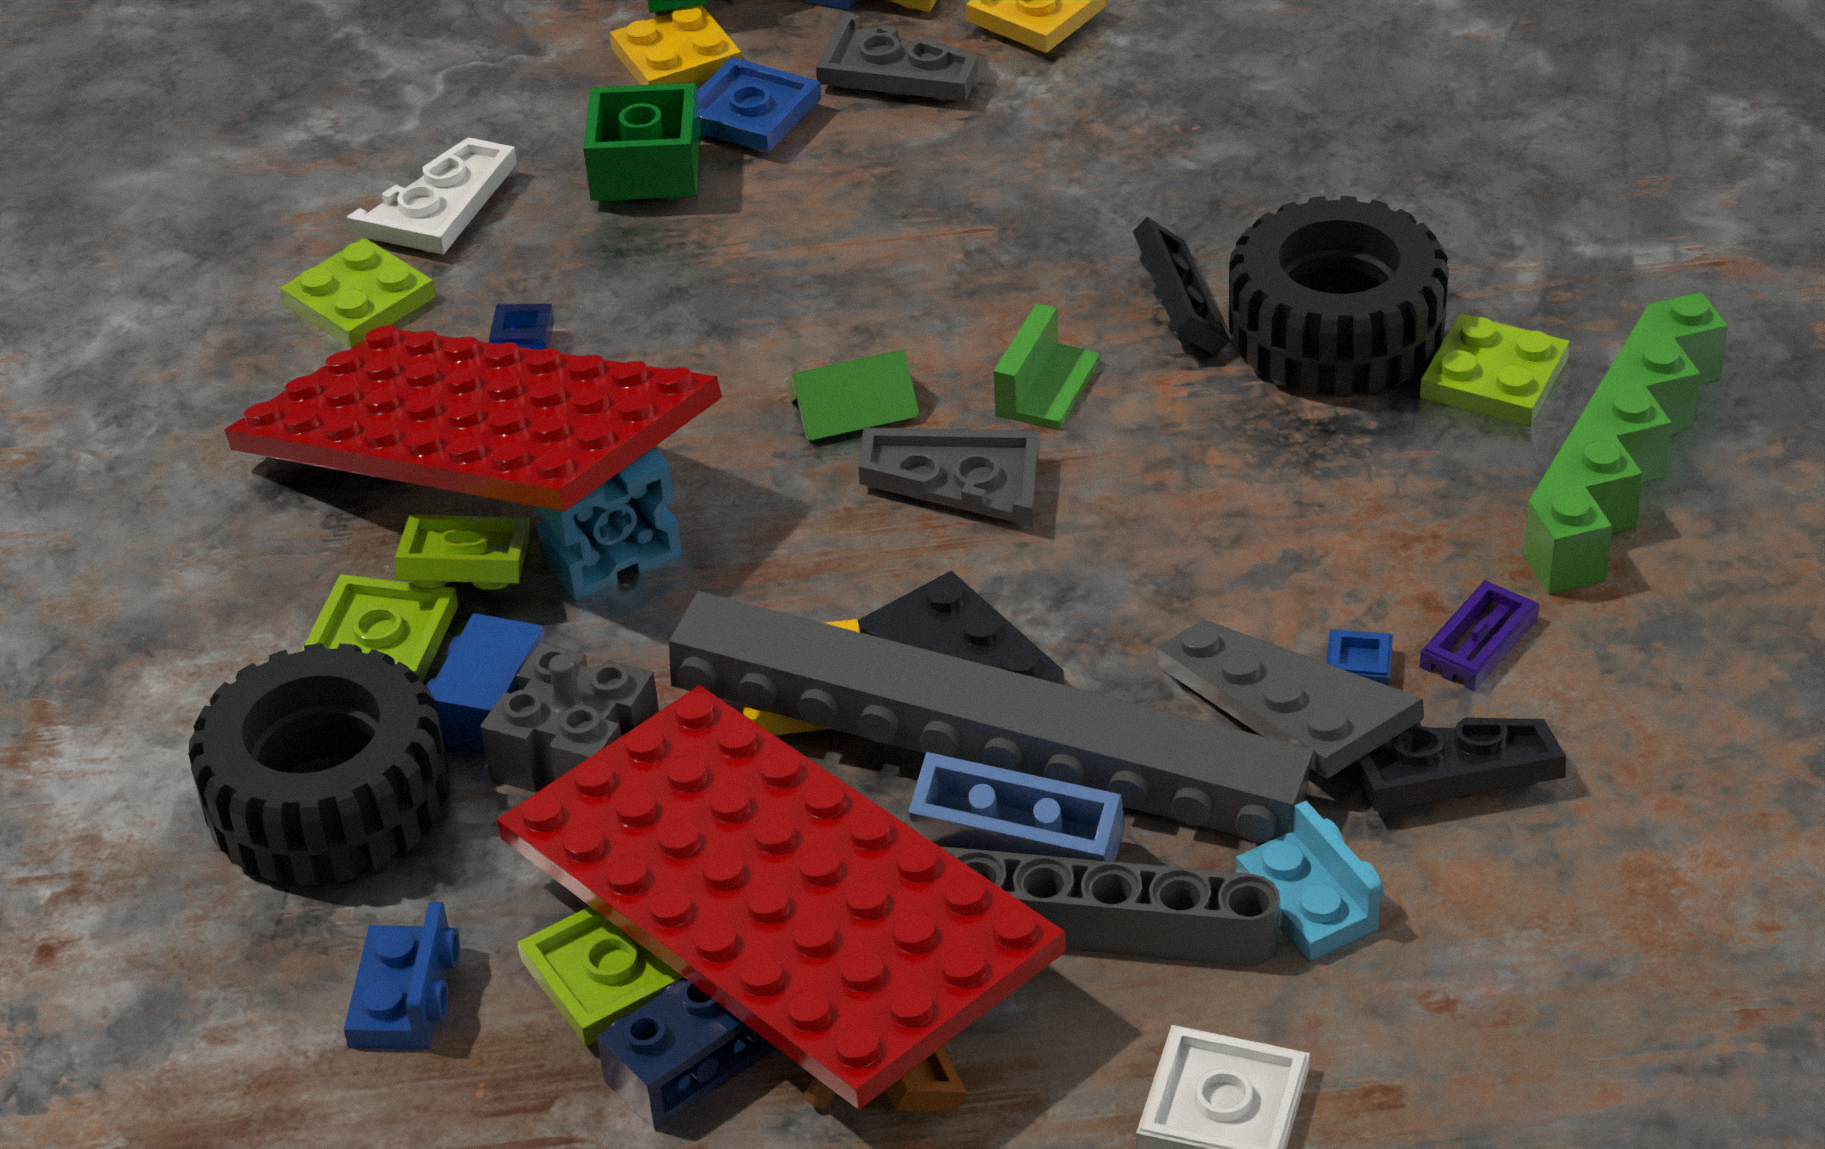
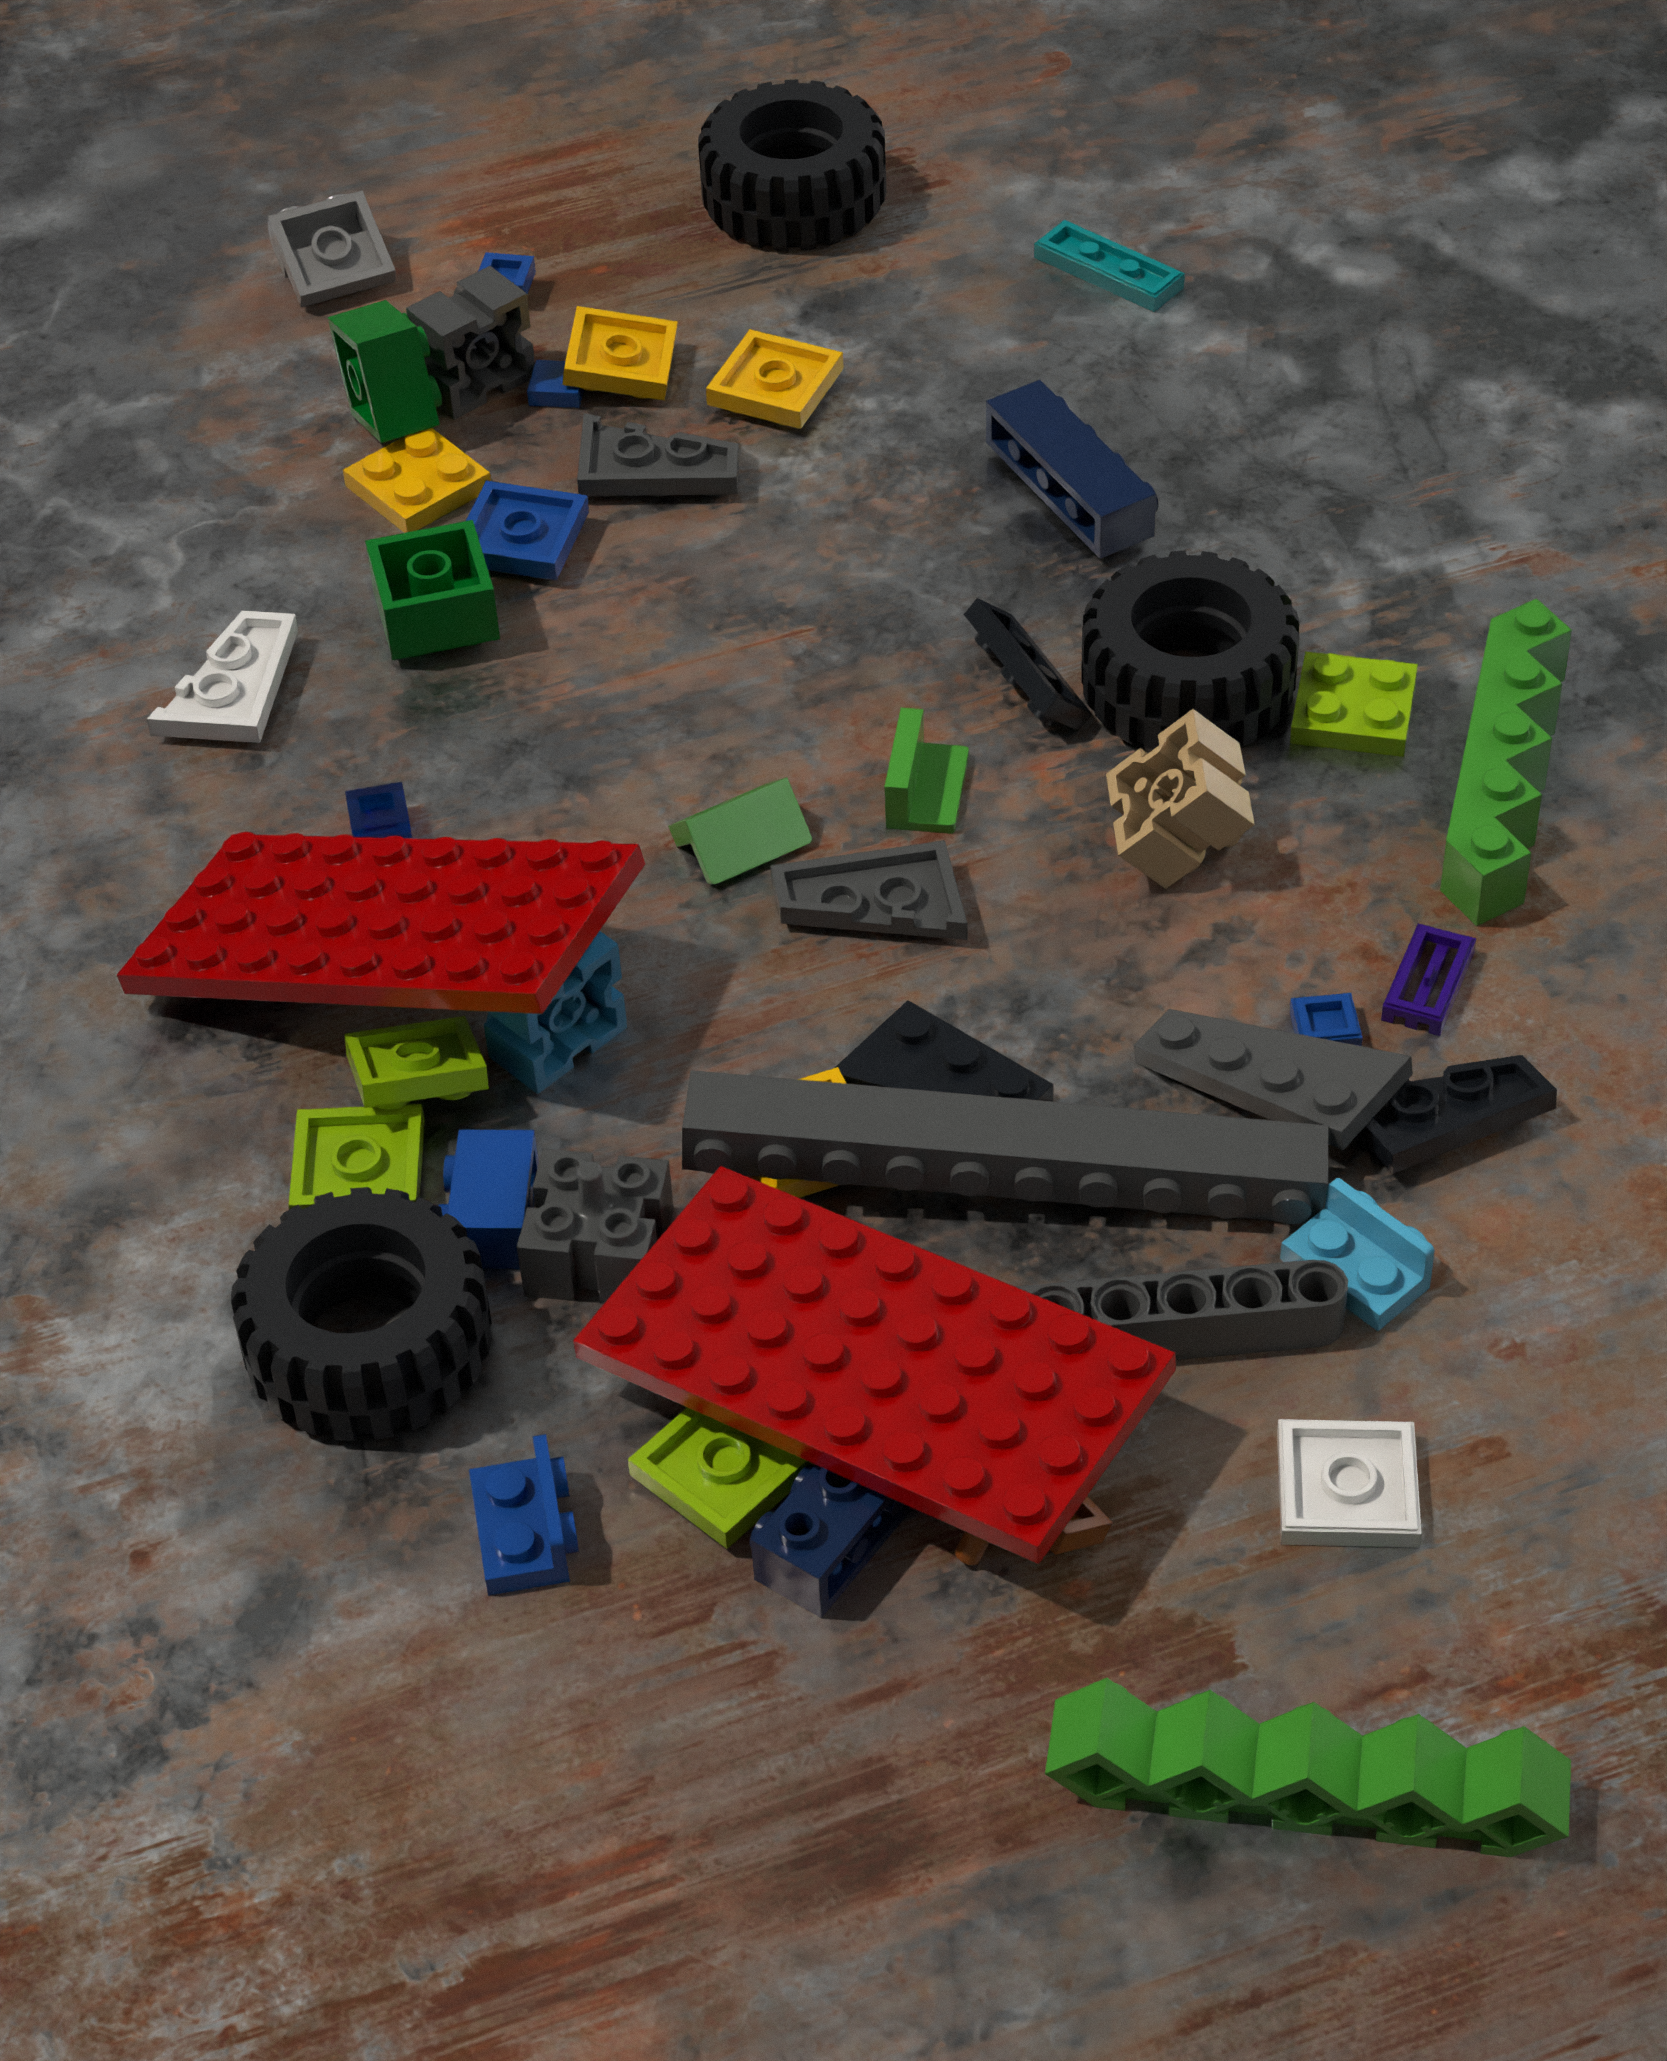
camera: 15 degrees left, 5 degrees up
(357, 292) = (185, 799): lime plate -> none
(1013, 811) = (1069, 1240): medium blue brick -> none
(1276, 425) = (1180, 799): none -> tan brick
(1286, 117) = (1071, 468): none -> dark blue brick

